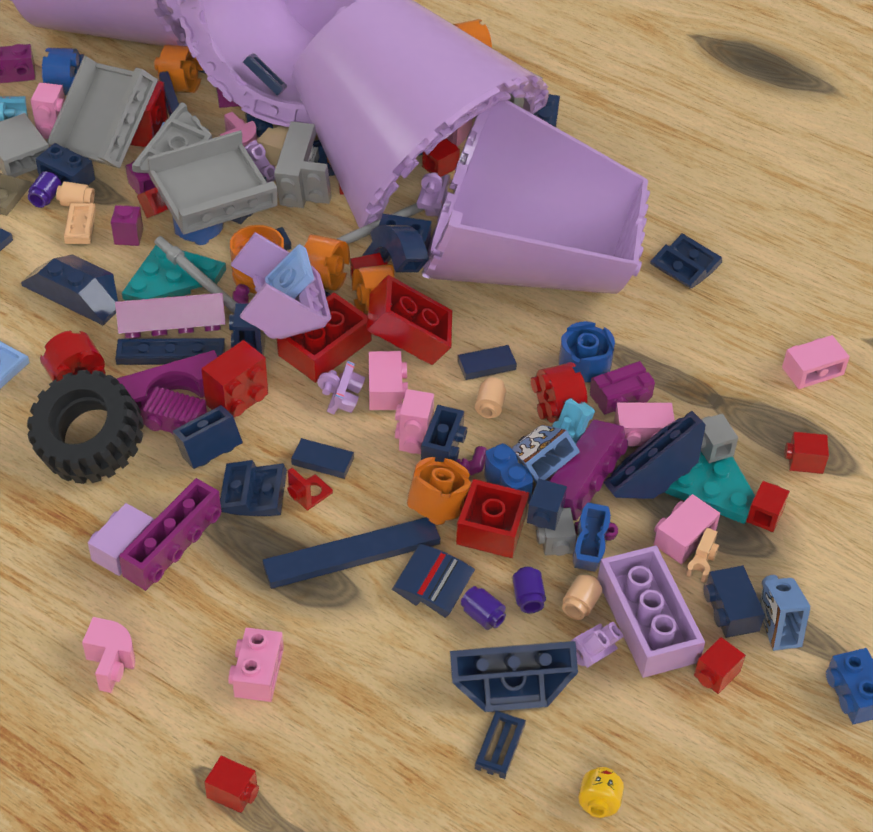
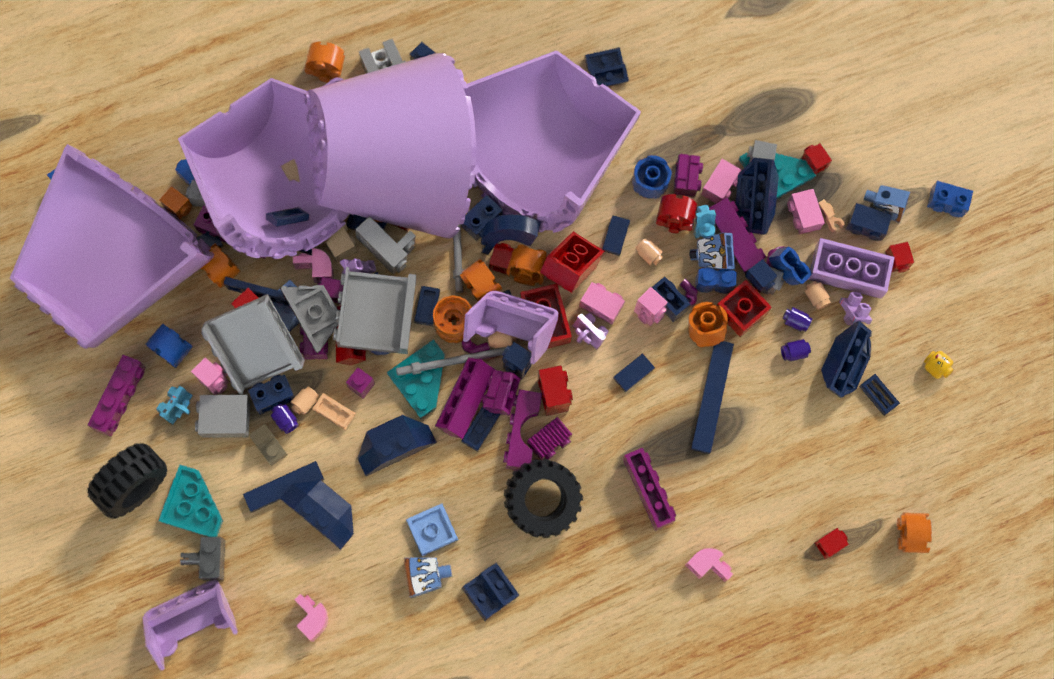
camera: 60 degrees left, 25 degrees up
(69, 354) = (475, 479): red brick -> none
(116, 536) = (634, 518): lavender brick -> none
(197, 335) = (501, 392): none -> magenta brick
(207, 437) = (586, 430): dark blue brick -> none
(253, 489) = (633, 424): dark blue slope -> none
(257, 664) = (763, 489): bright pink brick -> none
(292, 273) = (503, 314): light blue tile -> none
(300, 489) = (657, 400): red bracket -> none
(433, 579) = (759, 364): dark blue slope -> none
(807, 452) = (793, 111): red brick -> none
(815, 361) = (732, 58): bright pink brick -> none

